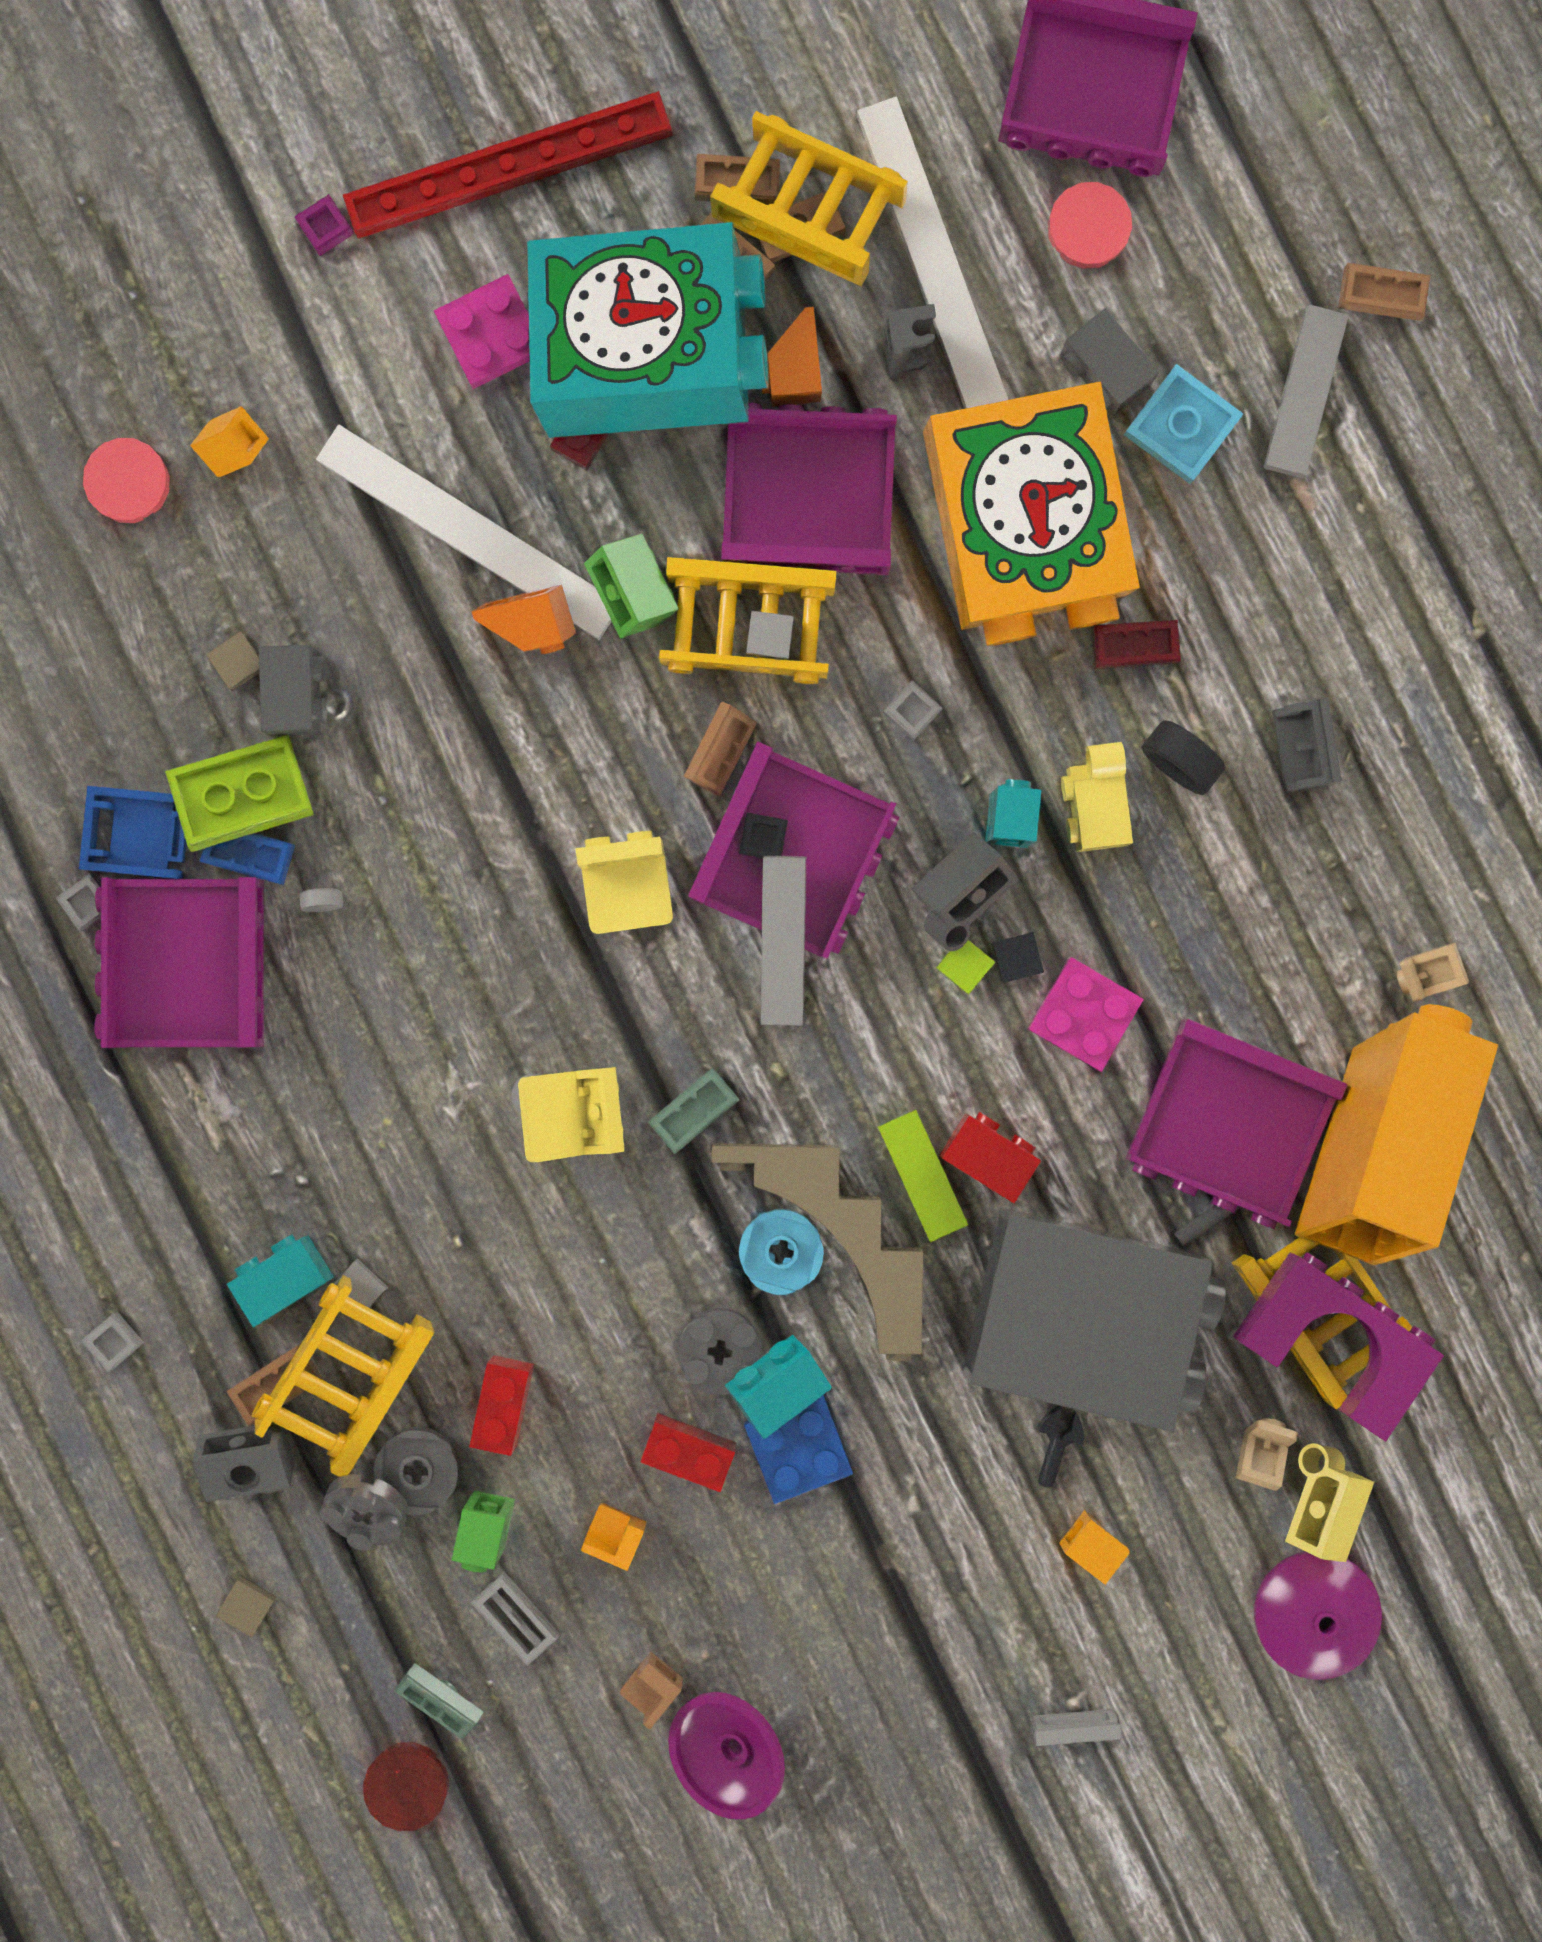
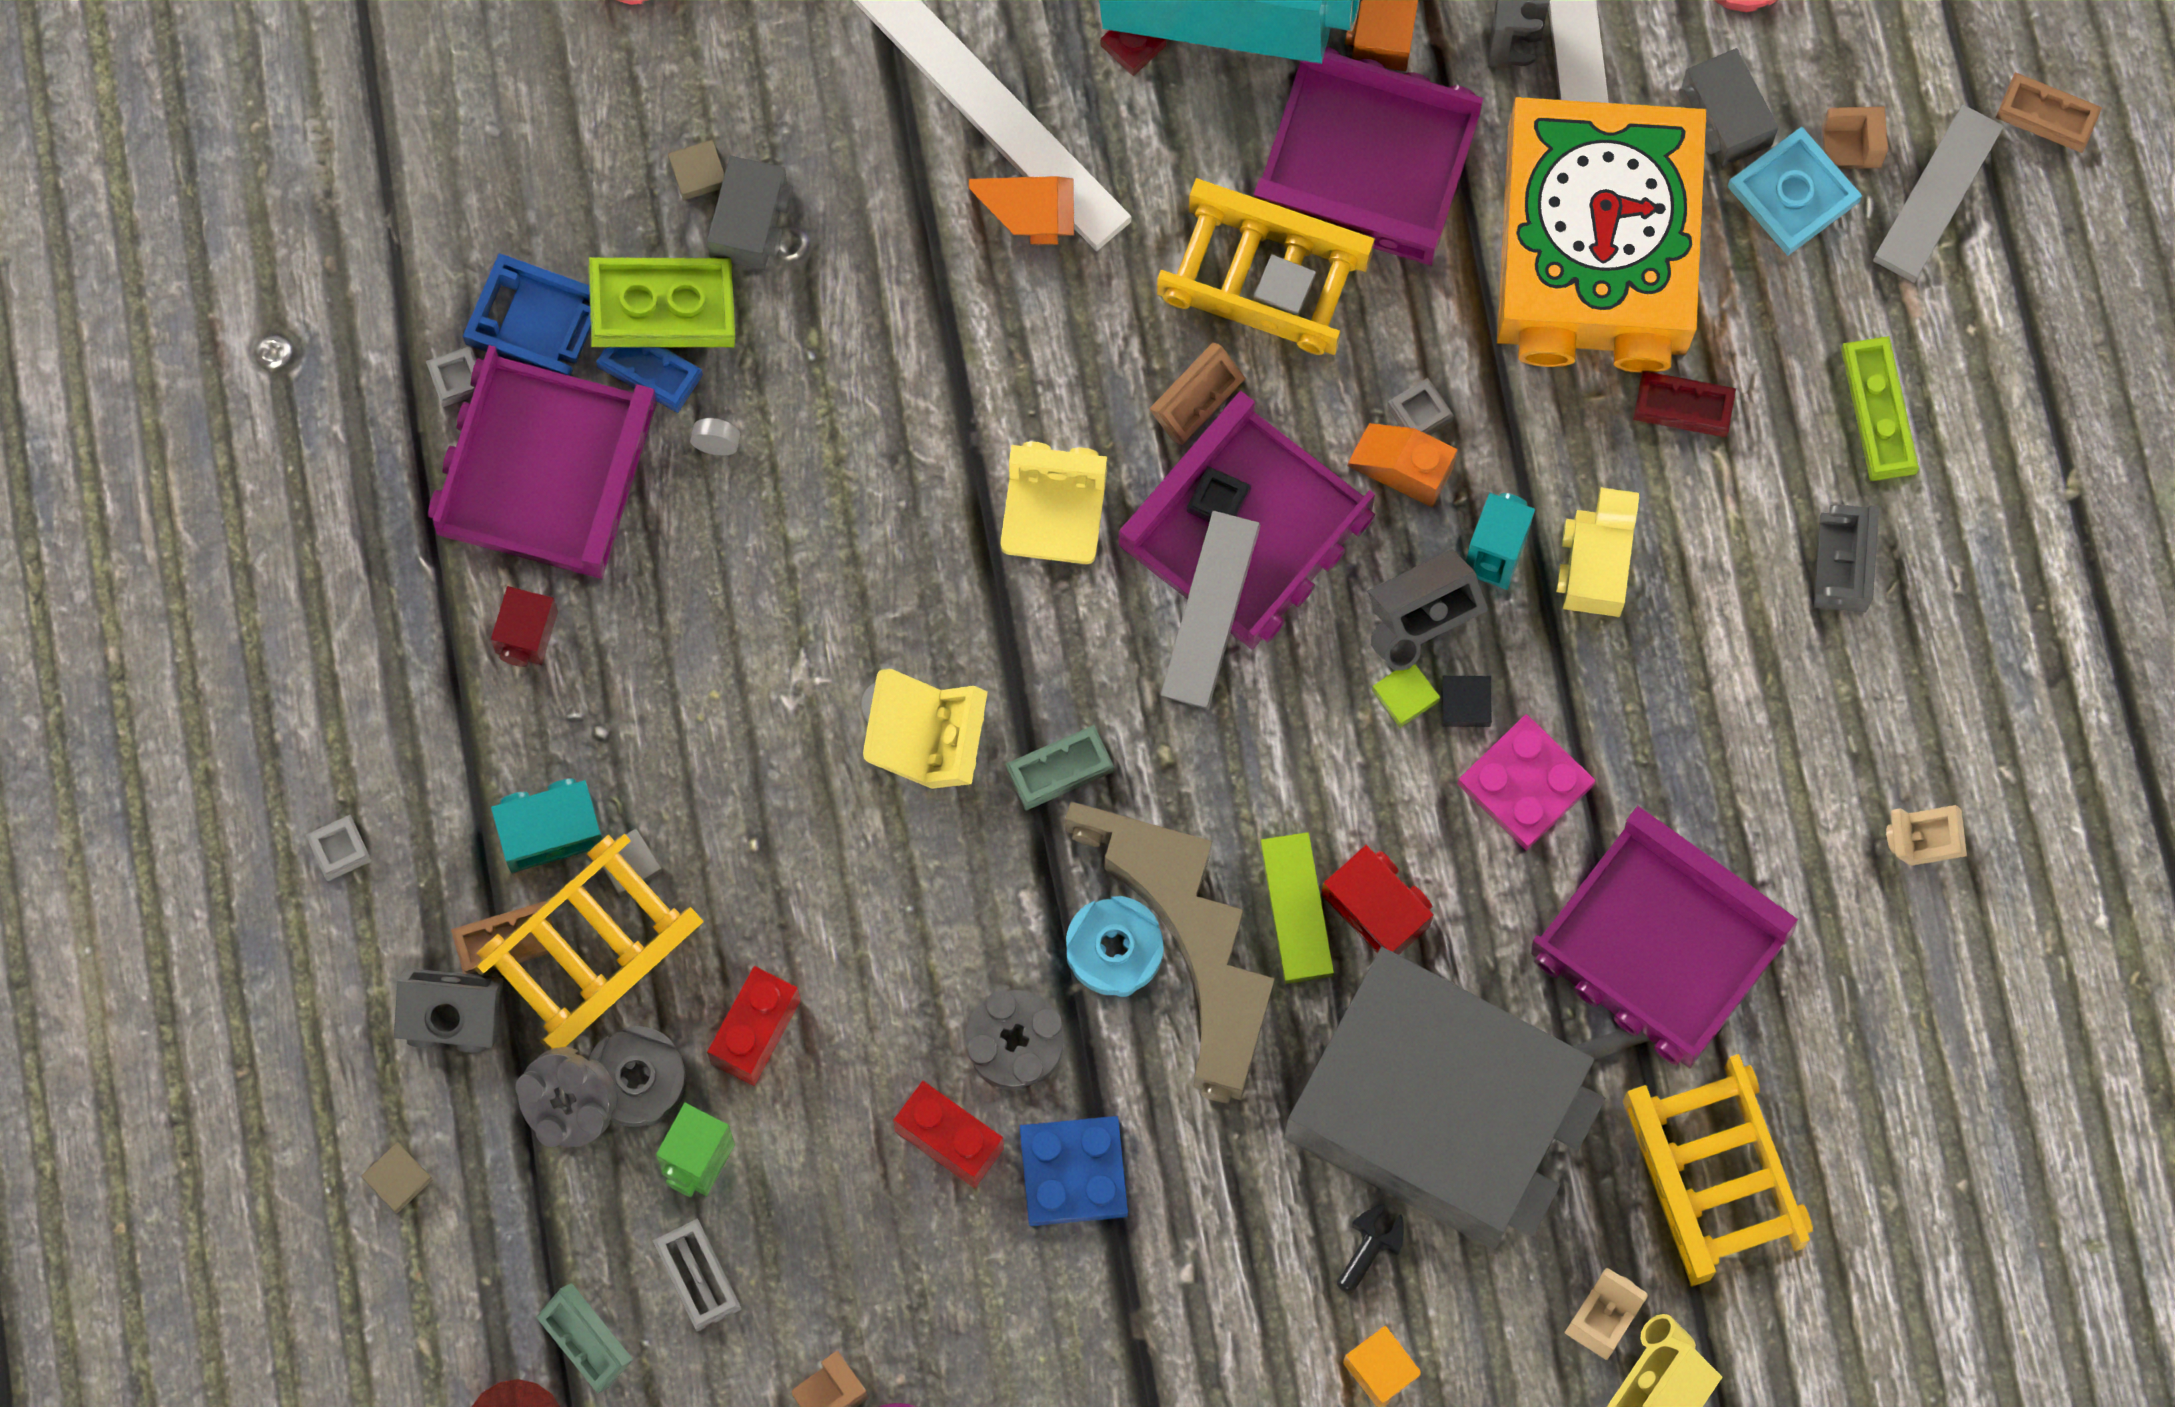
camera: 15 degrees right, 15 degrees down
(208, 1114) = (523, 627): none -> dark red brick
(613, 1536) = (838, 1210): light orange panel -> none
(631, 585) = (1148, 199): bright green brick -> none
(778, 1386) = (1070, 1082): teal brick -> none
(911, 761) = (1404, 460): none -> orange slope
(1183, 757) = (1704, 528): black tyre -> none
(1224, 360) = (1855, 137): none -> medium nougat panel
(1301, 601) = (1879, 408): none -> lime tile
(1397, 1360) = (1697, 1128): magenta arch -> none
(1398, 1138) = (1828, 969): light orange brick -> none

